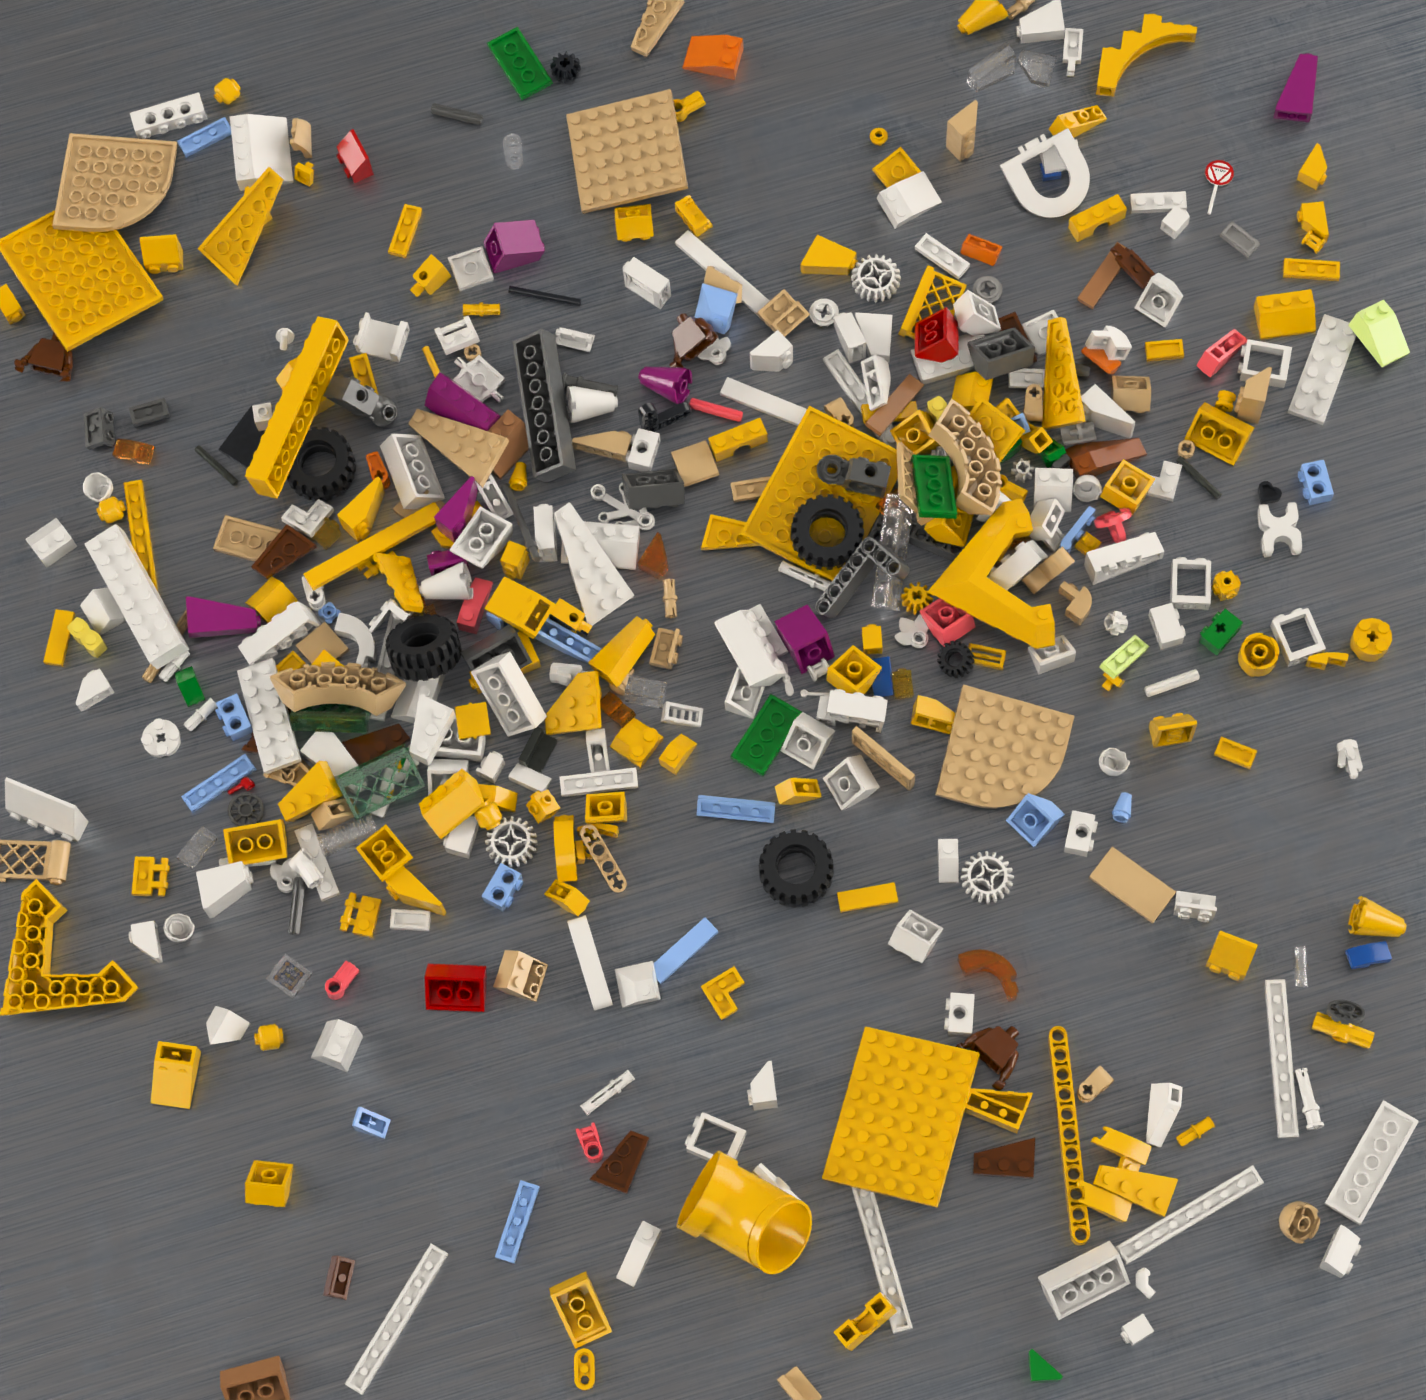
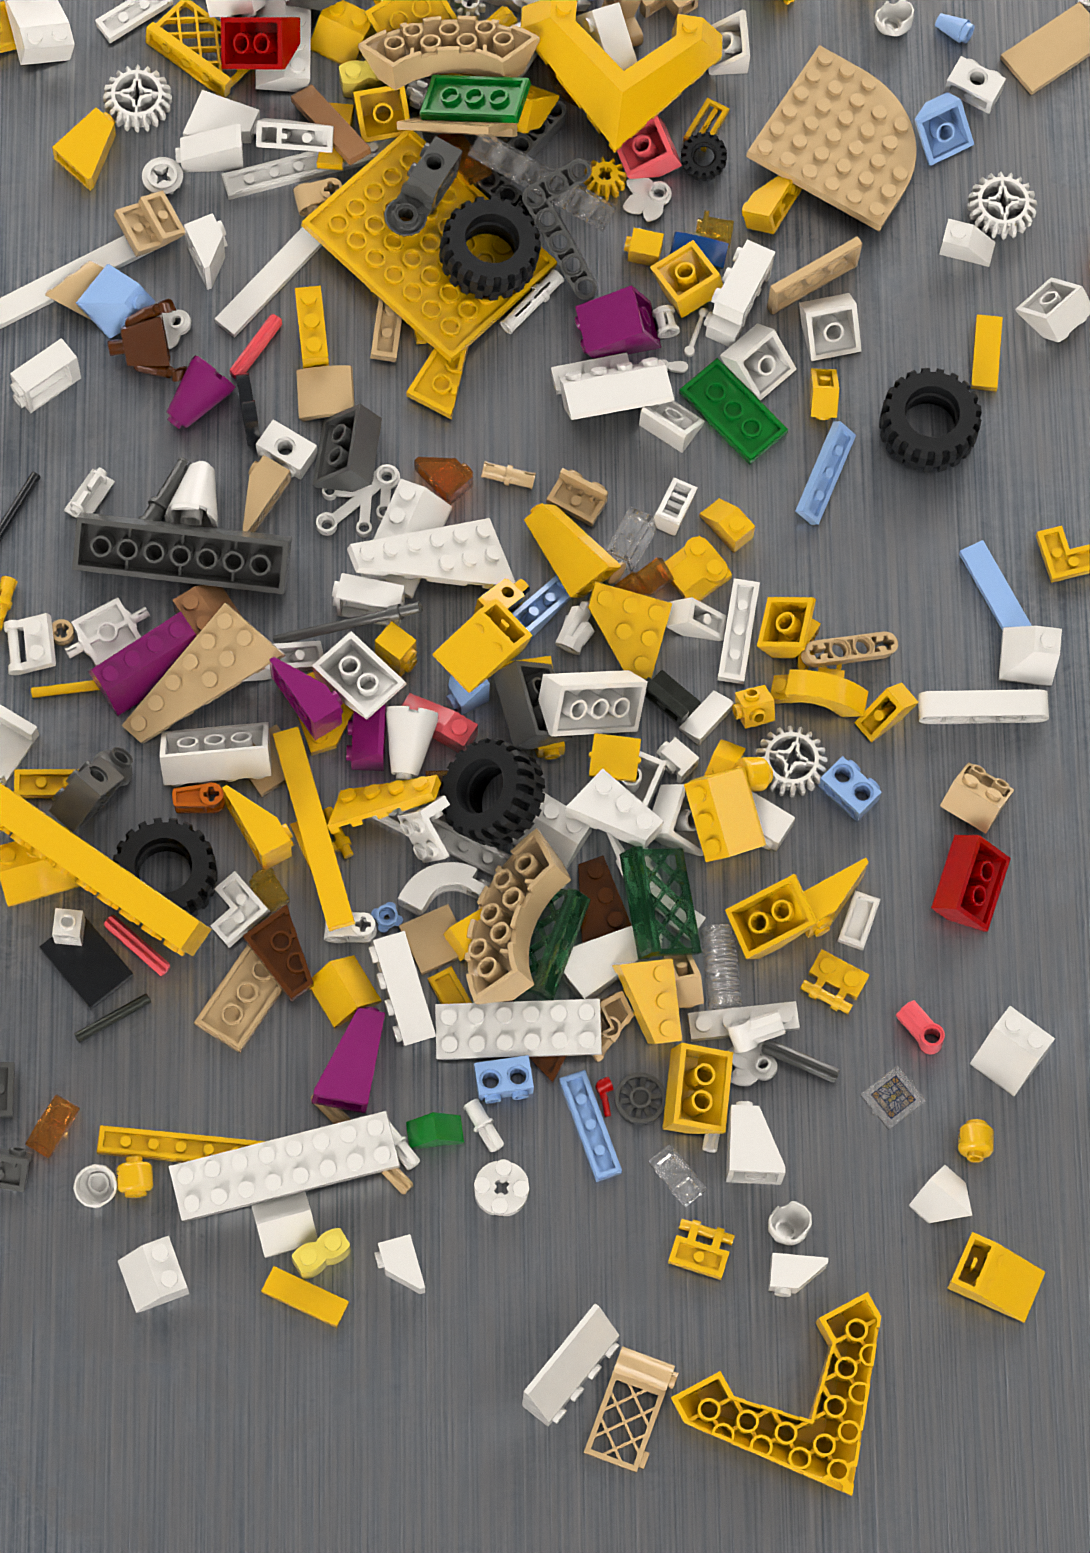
camera: 85 degrees left, 0 degrees up
(518, 479) = (272, 619): yellow cone -> none

